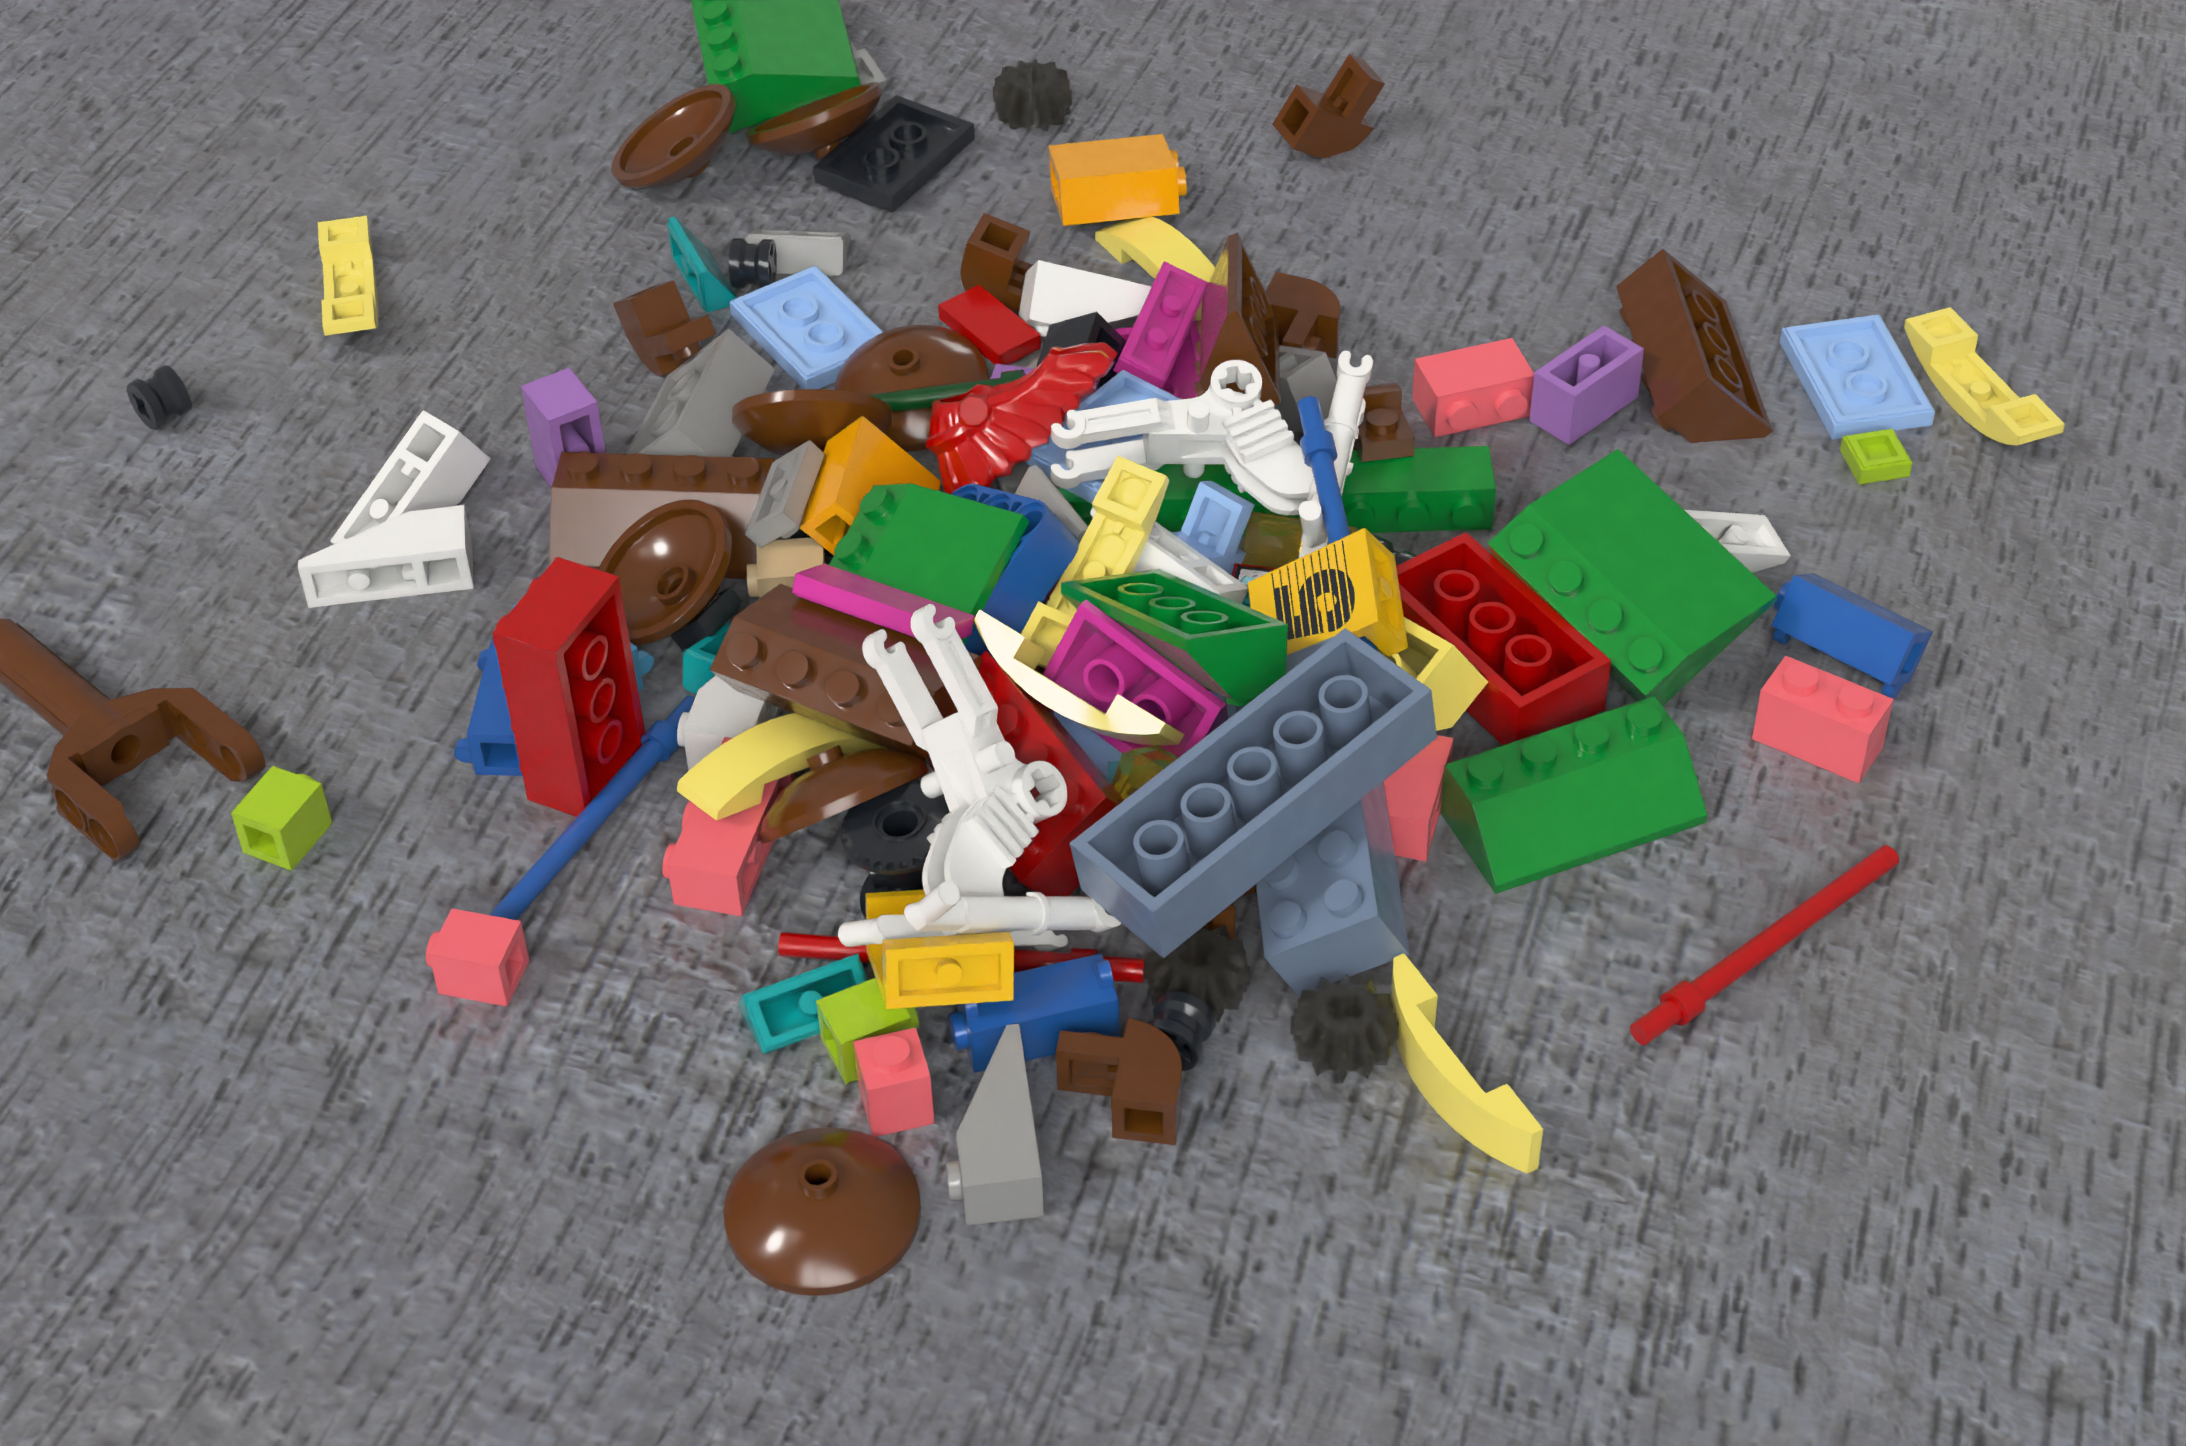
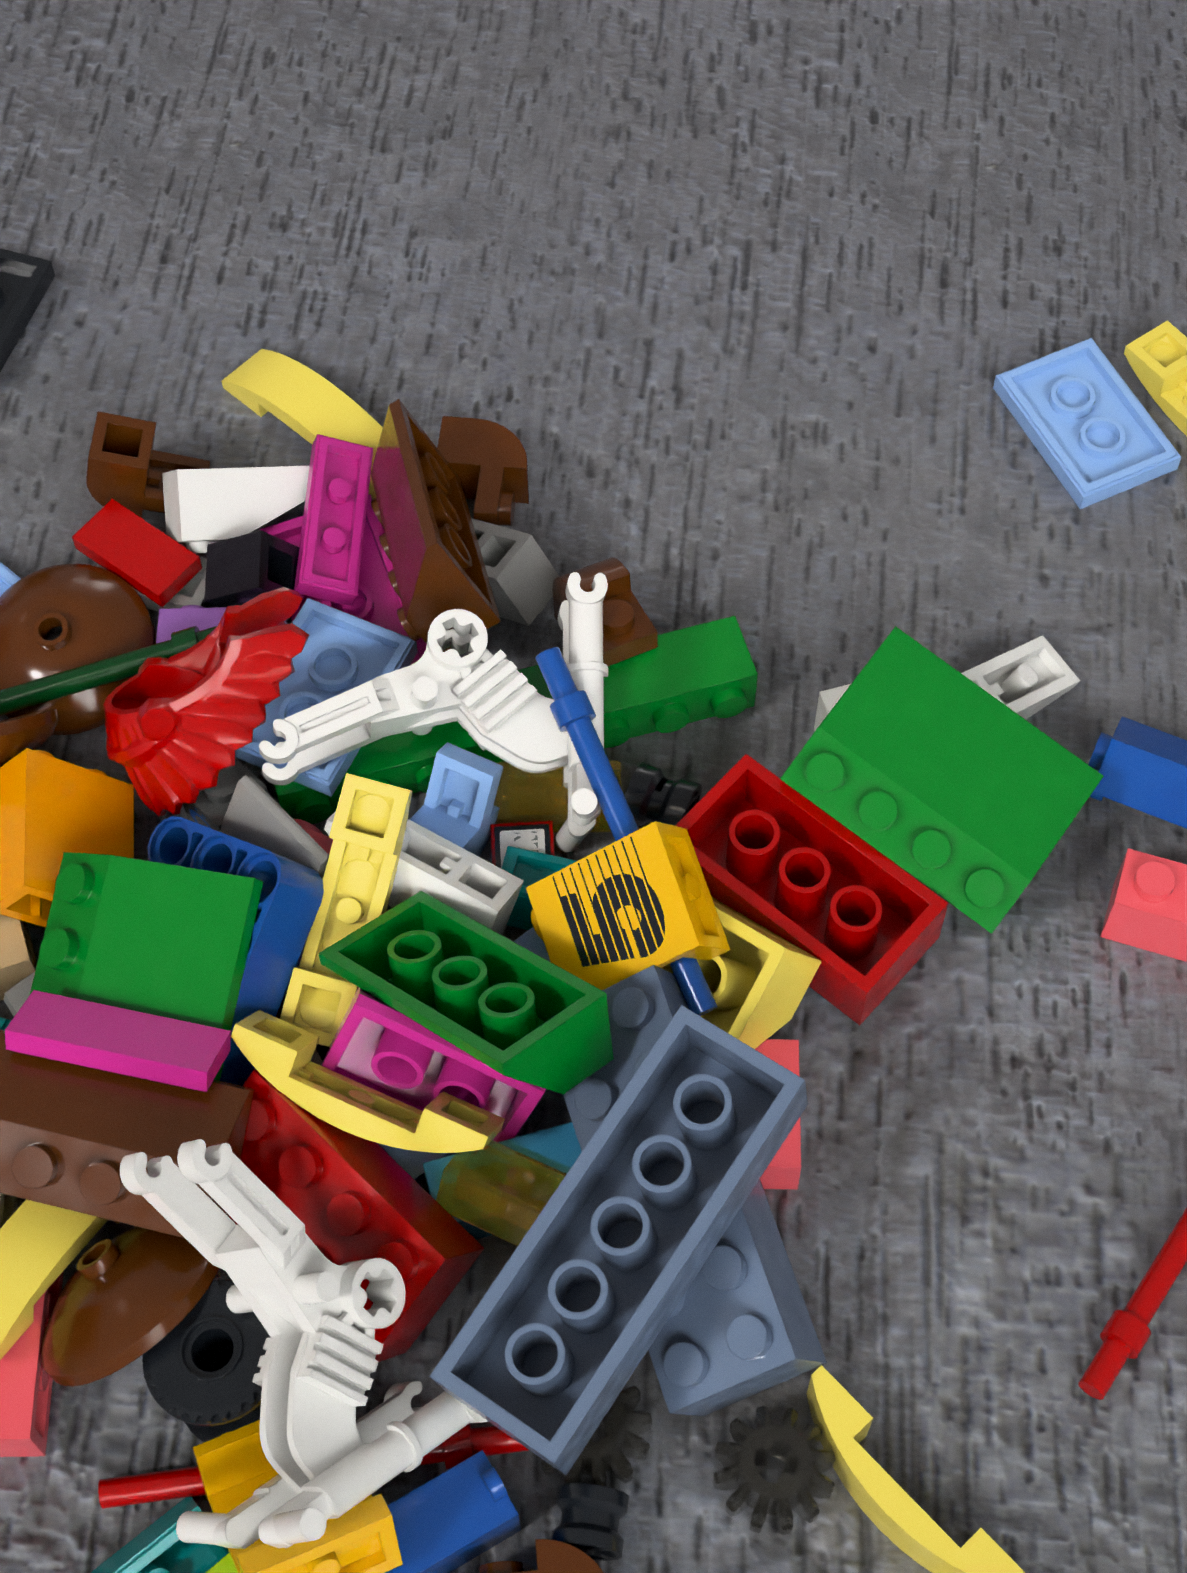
camera: 15 degrees left, 15 degrees up
(1032, 95) = (107, 207): clear smoke gear -> none
(1115, 179) = (230, 313): light orange brick -> none
(1333, 120) = (452, 182): reddish brown brick -> none
(1472, 387) = (692, 525): coral brick -> none
(1573, 794) = (941, 1077): green slope -> none
(1586, 384) = (816, 503): medium lavender brick -> none
(1691, 354) = (911, 434): reddish brown slope -> none
(1875, 456) = (1133, 527): lime tile -> none

